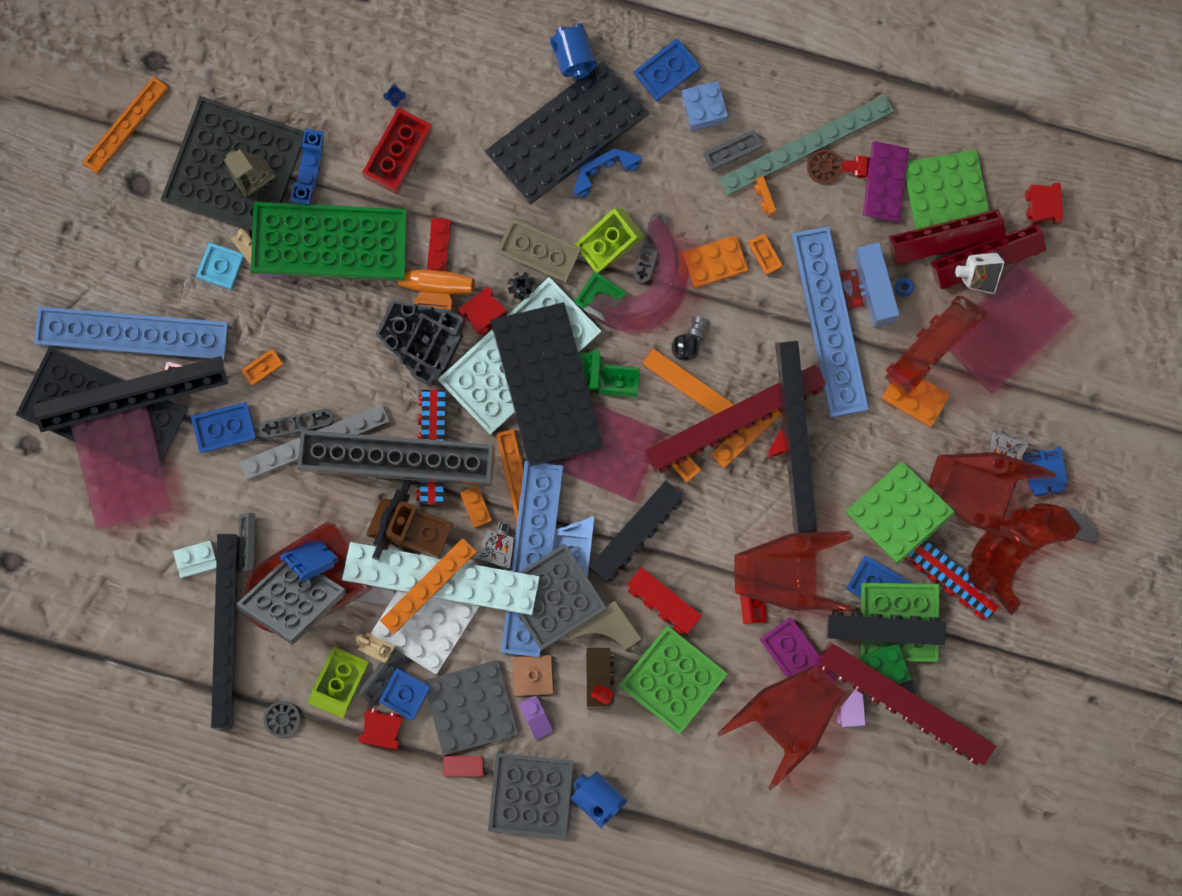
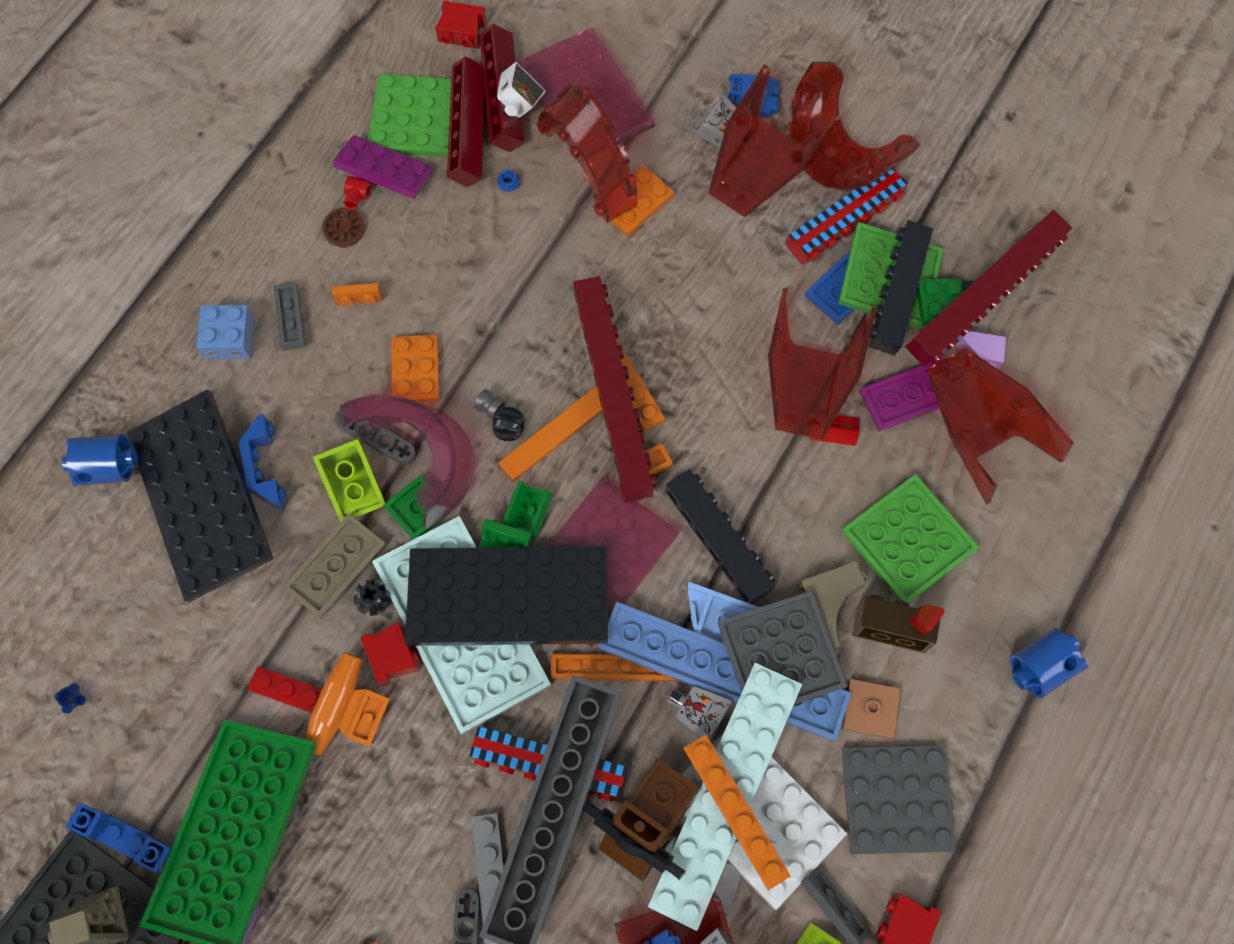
camera: 75 degrees left, 10 degrees down
(375, 647) = (796, 907): tan hinge -> none
(397, 151) = (143, 711): red brick -> none
(405, 693) = (866, 882): blue plate -> none
(422, 338) = (399, 740): black wedge -> none
(463, 766) = (972, 828): red slope -> none
(475, 506) = (638, 727): orange plate -> none
(530, 796) = (1026, 749): dark grey plate -> none
(535, 717) = (925, 717): medium lavender slope -> none
(664, 601) = (811, 526): red brick -> none
(666, 70) = (166, 363): blue plate -> none
(764, 254) = (424, 312): orange plate -> none
(778, 446) = (654, 349): red slope -> none
(796, 436) = (653, 321): black brick -> none
(806, 145) = (312, 242): sand green plate -> none
(829, 322) = (522, 263): medium blue plate -> none
(851, 289) = (493, 235): clear red tile -> none
(876, 285) = (498, 201): medium blue brick -> none
(899, 512) = (767, 243): bright green plate -> none

